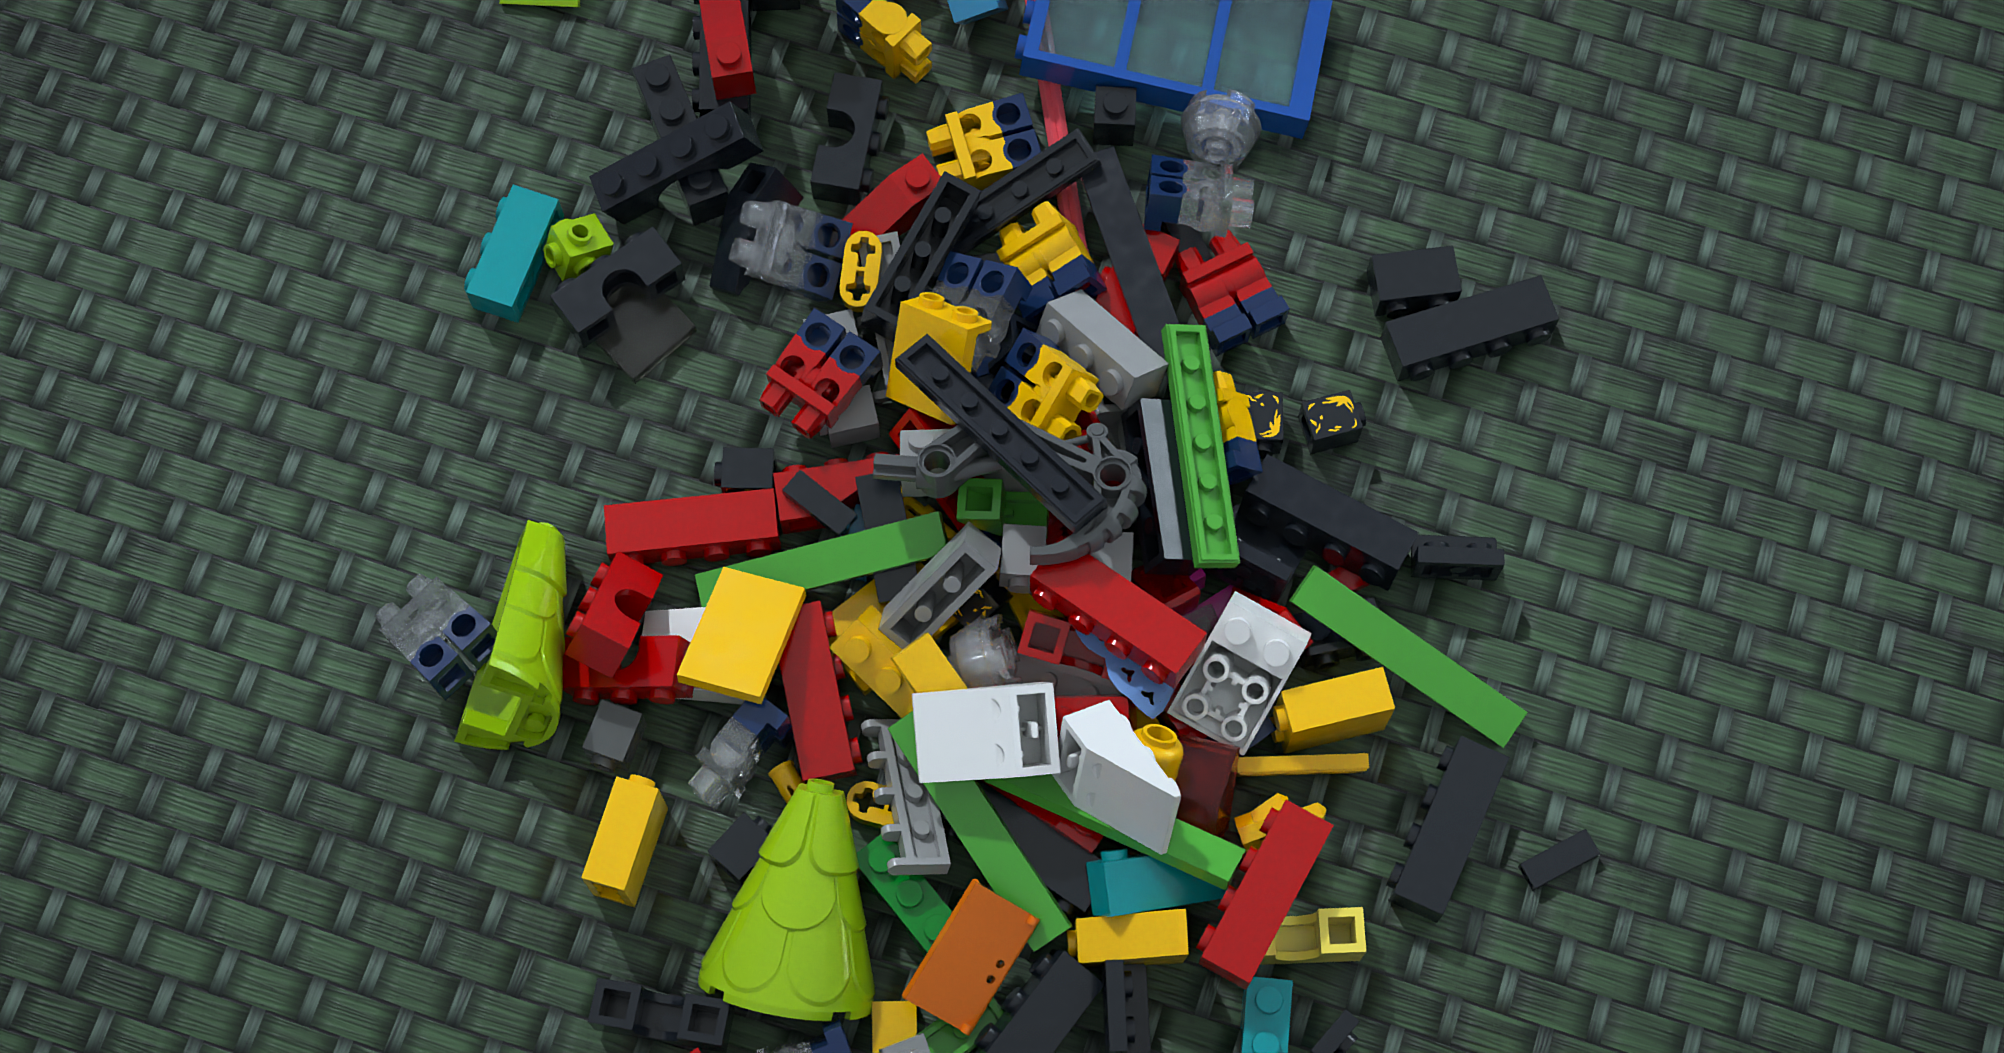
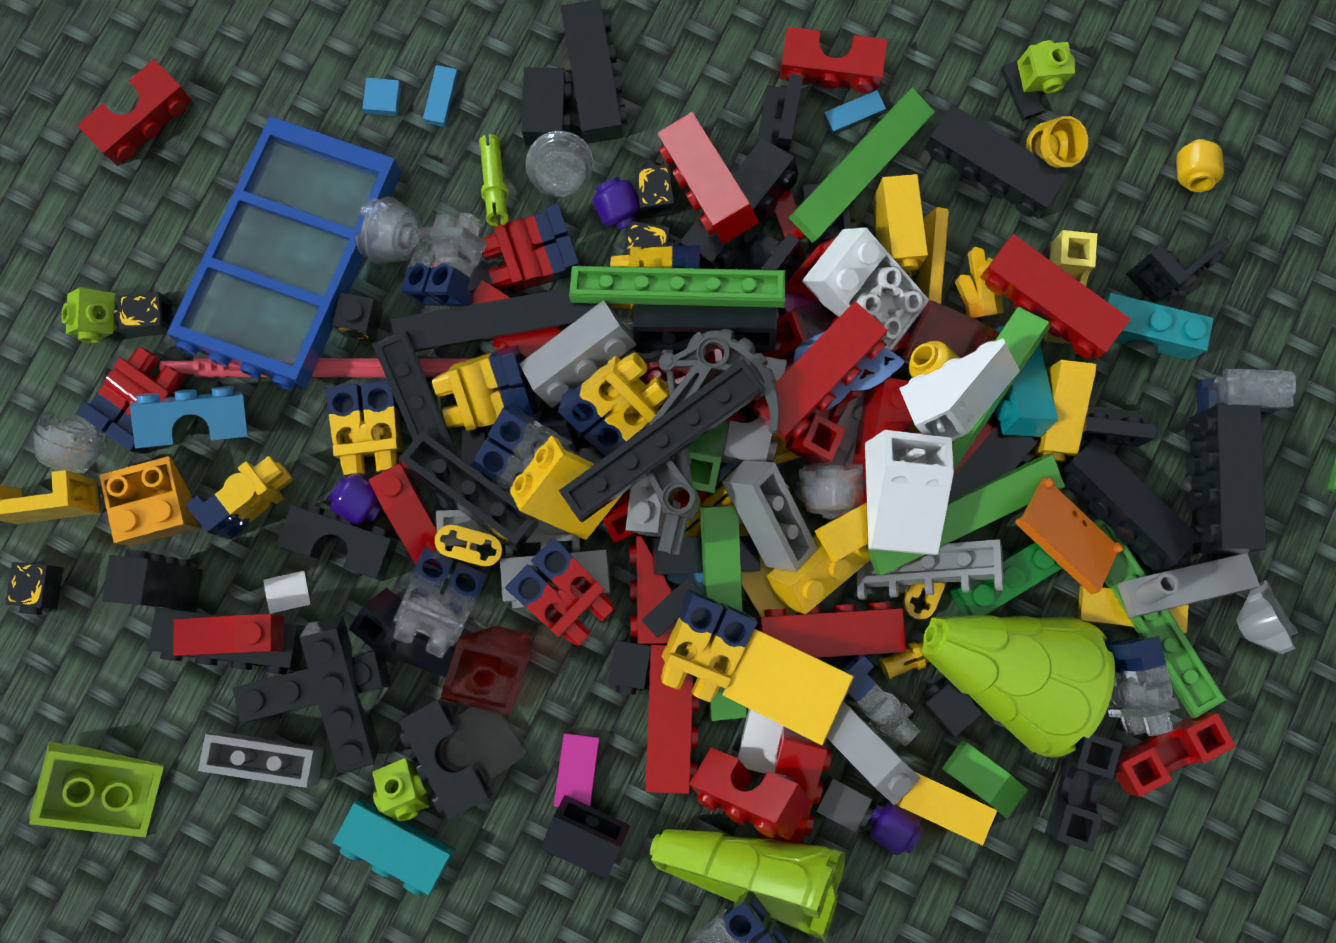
camera: 80 degrees left, 10 degrees up
(546, 450) = (585, 837): none -> black brick
(588, 798) = (895, 828): none -> dark purple head
(595, 99) = (261, 759): none -> light grey brick
(619, 437) = (577, 768): none -> dark pink tile
(660, 900) = (984, 779): none -> bright green slope
(673, 736) = (871, 755): none -> light grey slope
(724, 316) = (487, 669): none -> clear red slope
(765, 537) = (706, 644): none -> yellow hips
(786, 99) = (286, 592): none -> white sticker
(898, 144) = (354, 499): none -> dark purple head
(1295, 235) = (494, 190): none -> lime pin
(1306, 378) = (616, 202): none -> dark purple head
(1339, 305) = (559, 164): none -> clear cone
(1349, 470) = (708, 179): none -> brick
(1392, 101) = (381, 97): none -> dark azure tile
(1407, 166) = (440, 96): none -> dark azure piece
(1484, 651) = (854, 112): none -> dark azure piece
(1488, 887) = (1059, 141): none -> yellow helmet
(1542, 646) = (858, 70): none -> red arch
(1586, 864) = (1046, 66): none -> lime brick

